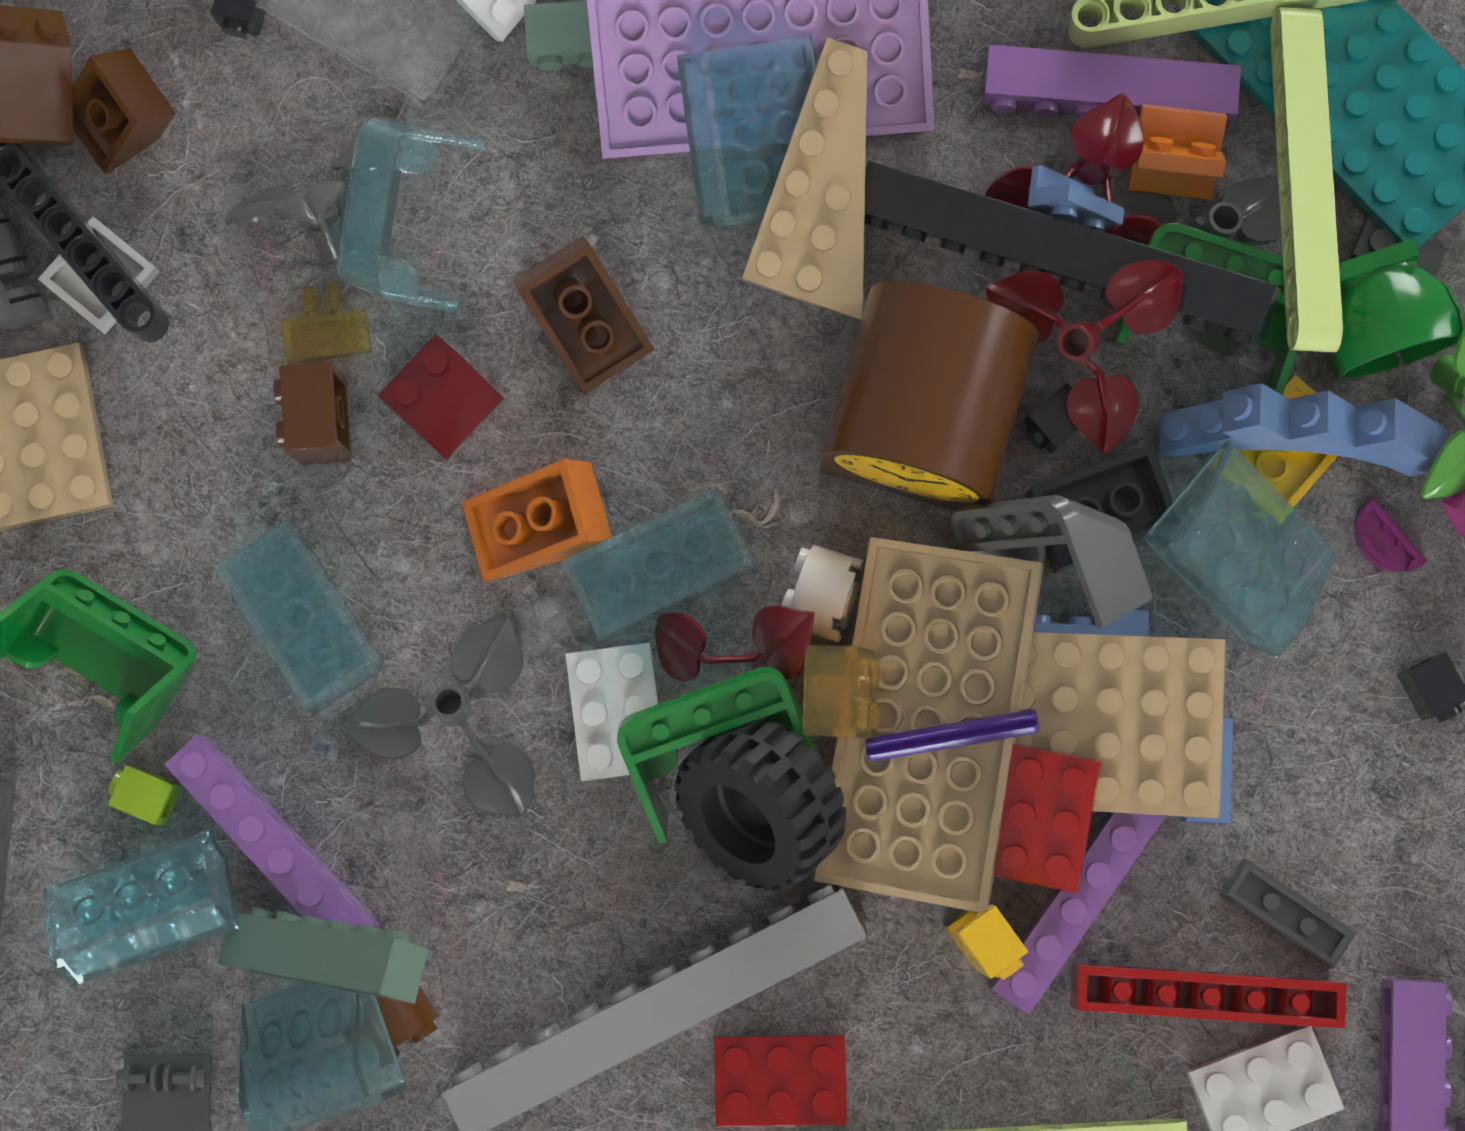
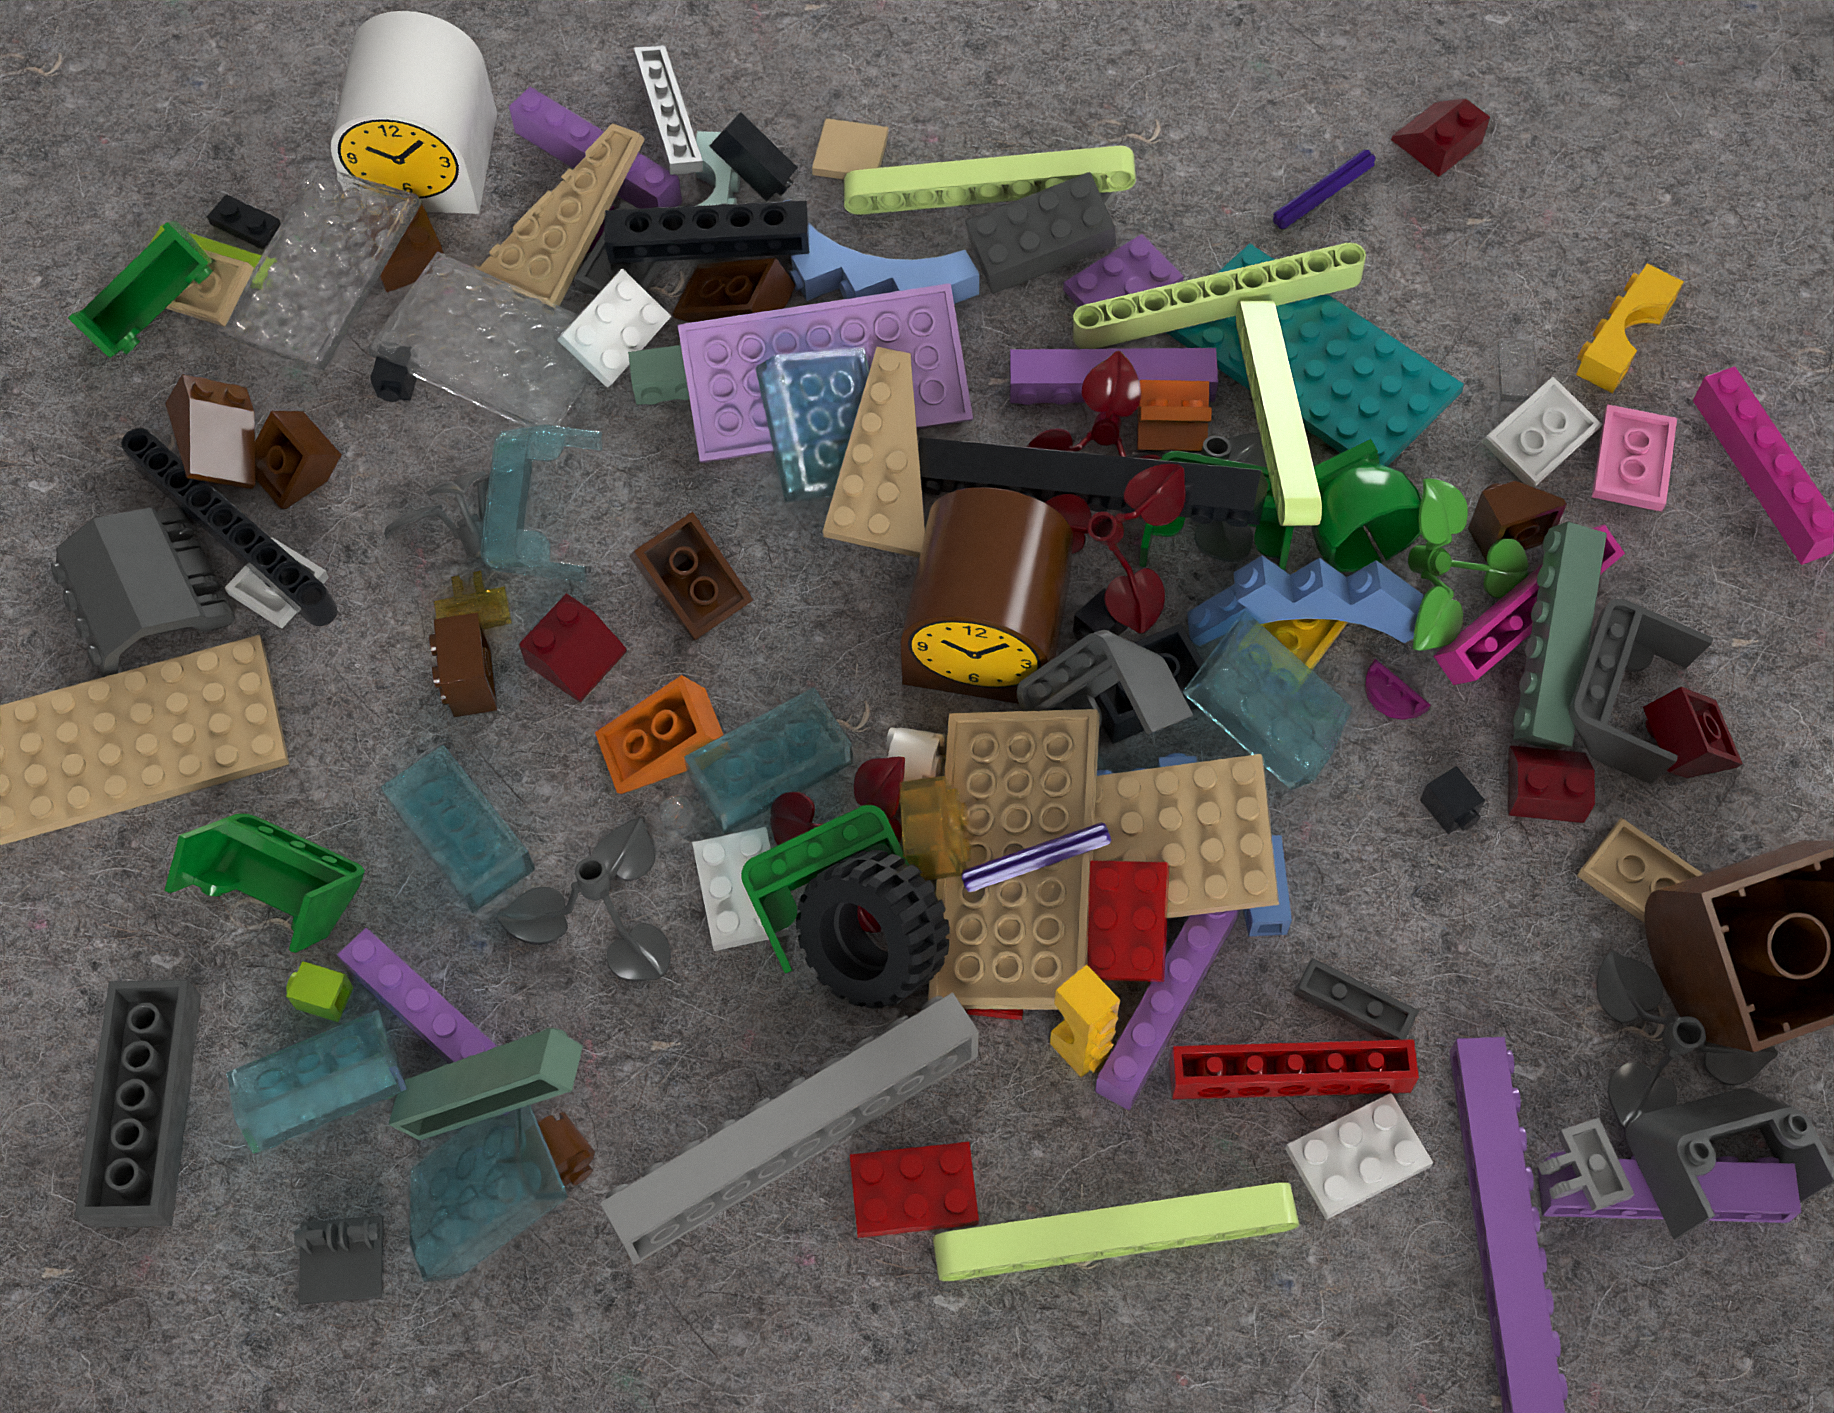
camera: 10 degrees left, 20 degrees down
(1071, 201) = (1087, 440): medium blue bracket -> none

